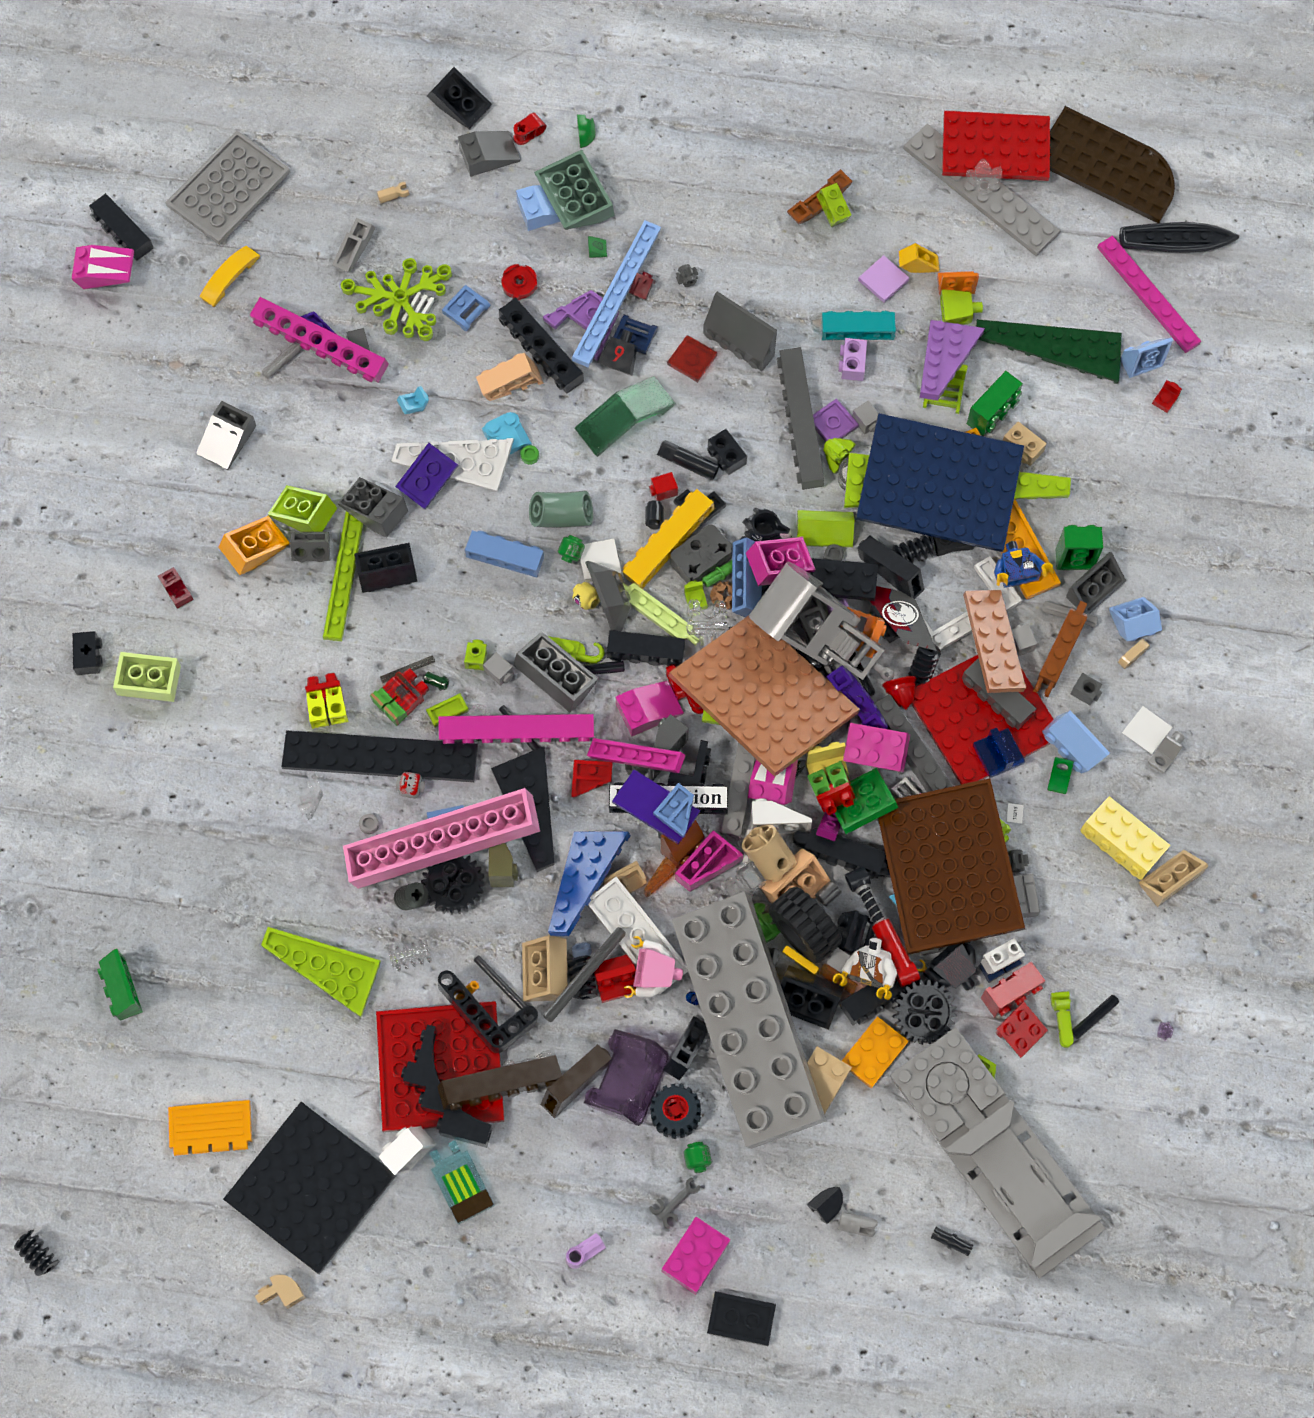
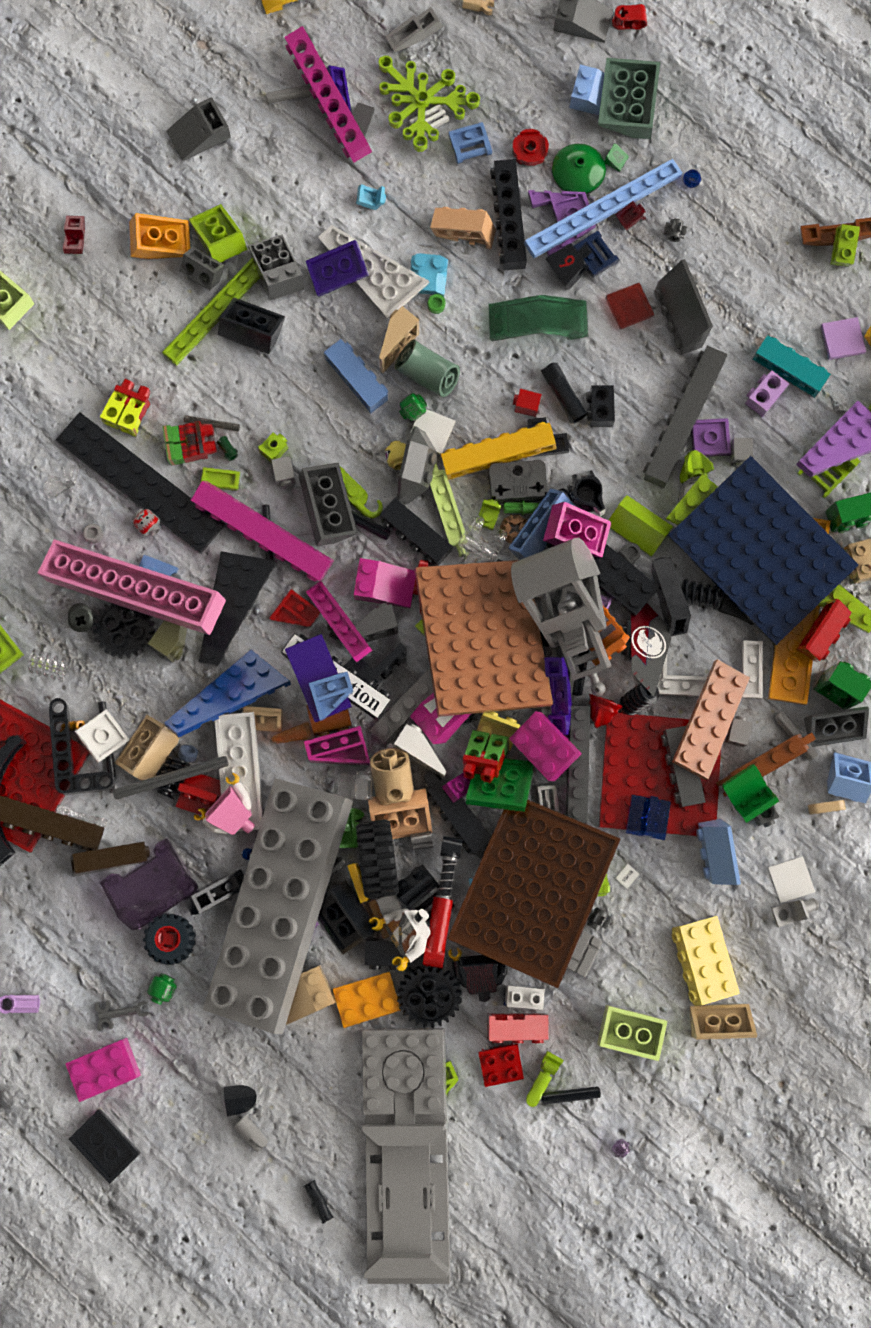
camera: 30 degrees right, 10 degrees up
(498, 983) = (101, 736): none -> white tile
(518, 491) = (401, 330): none -> tan slope
(571, 283) = (575, 176): none -> green dish
(586, 130) = (678, 48): green brick -> none
(654, 514) = (502, 421): black brick -> none
(671, 222) = (692, 174): none -> clear blue plate
(1019, 566) = (780, 668): torso -> none
(1034, 514) = (825, 630): none -> red slope
(1060, 778) = (686, 872): green bracket -> none
(1065, 678) = (749, 793): none -> green bracket
(1108, 931) = (632, 1032): none -> yellowish green brick

